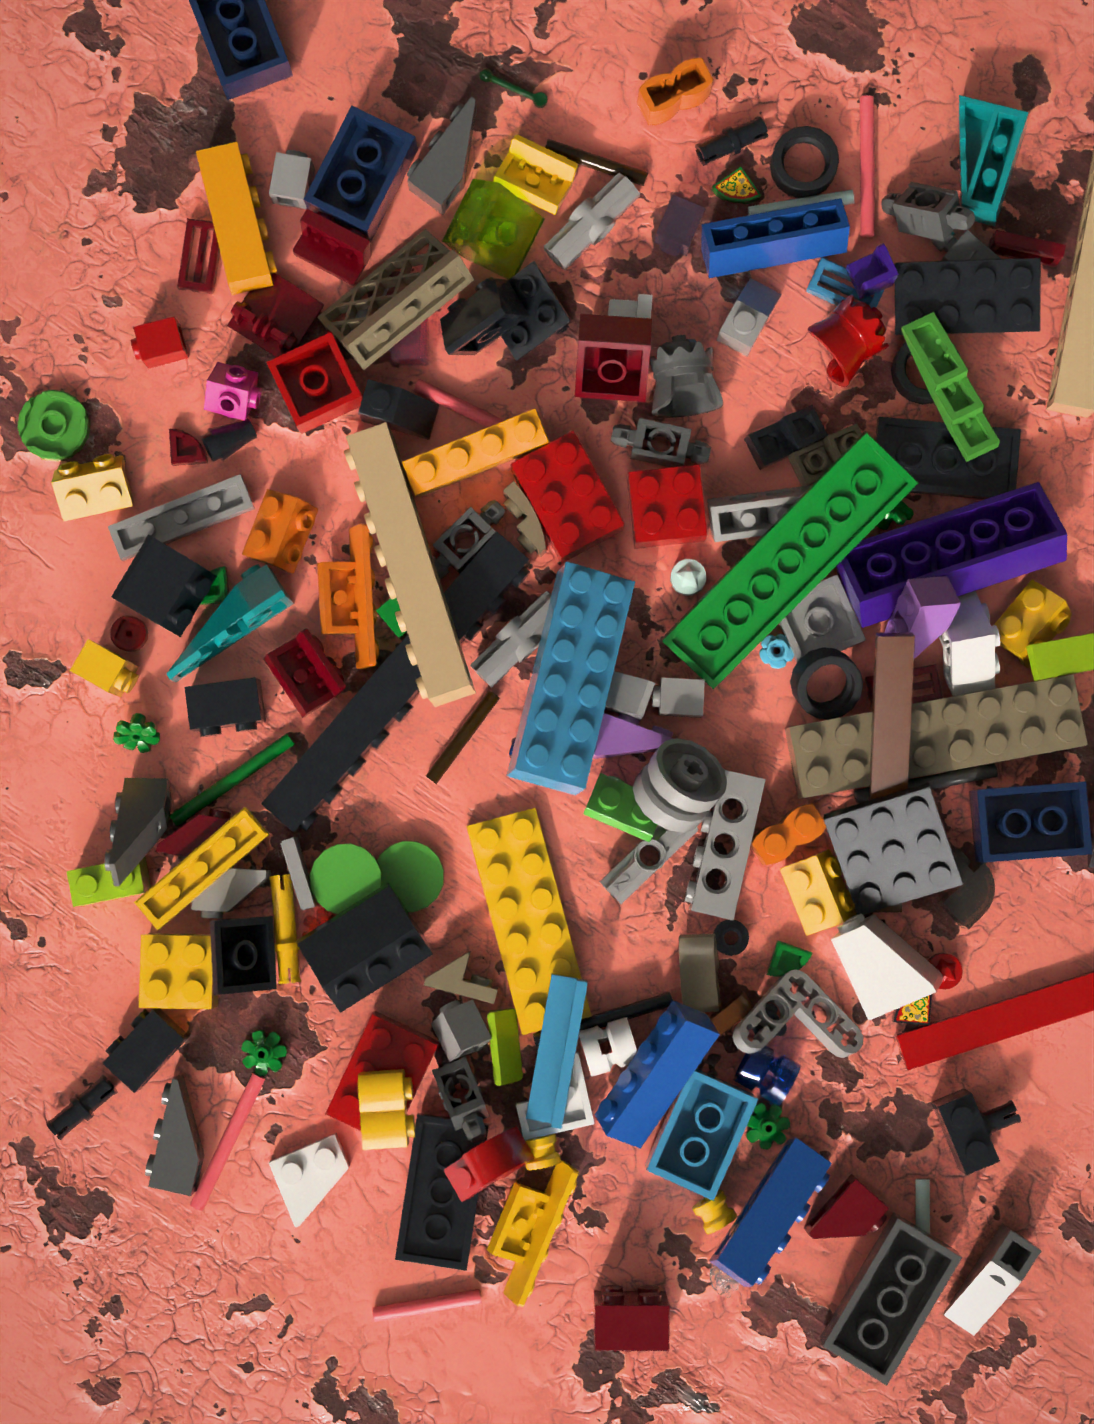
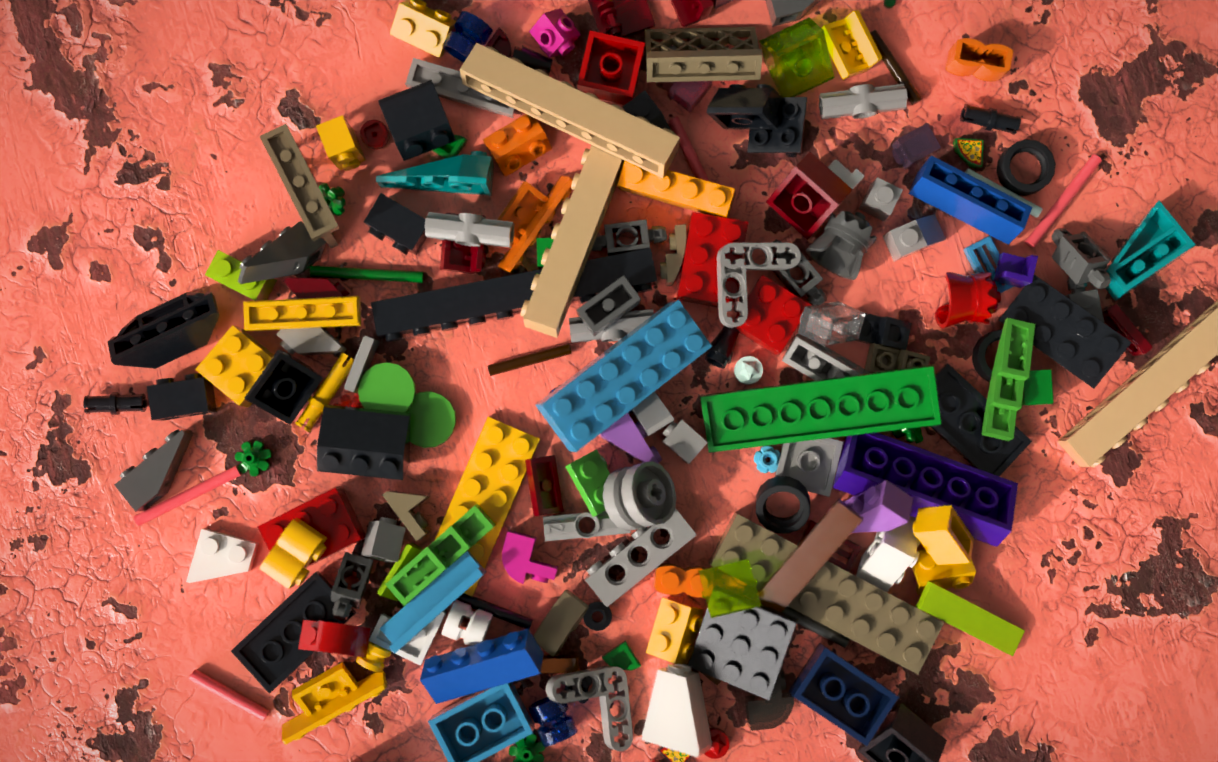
camera: 35 degrees right, 0 degrees up
(77, 993) = (166, 331): none -> black wedge
(101, 739) = (300, 184): none -> dark tan fence
(146, 464) = (468, 32): none -> clear blue wheel
(303, 654) = (469, 229): none -> light grey piece
(309, 457) = (570, 109): none -> tan brick
(502, 621) = (608, 306): none -> dark grey brick
(528, 998) = (440, 554): none -> bright green slope
(576, 850) = (544, 485): none -> dark red plate
(603, 487) = (738, 271): none -> light grey beam
(607, 942) = (518, 562): none -> dark pink brick
(645, 574) = (722, 347): none -> black cone
(686, 305) = (880, 199): none -> light grey brick
(734, 467) = (831, 323): none -> clear brick
(838, 805) = (729, 588): none -> clear neon green piece
(986, 372) = (1038, 388): none -> green panel
(1005, 589) = (943, 535): none -> yellow brick

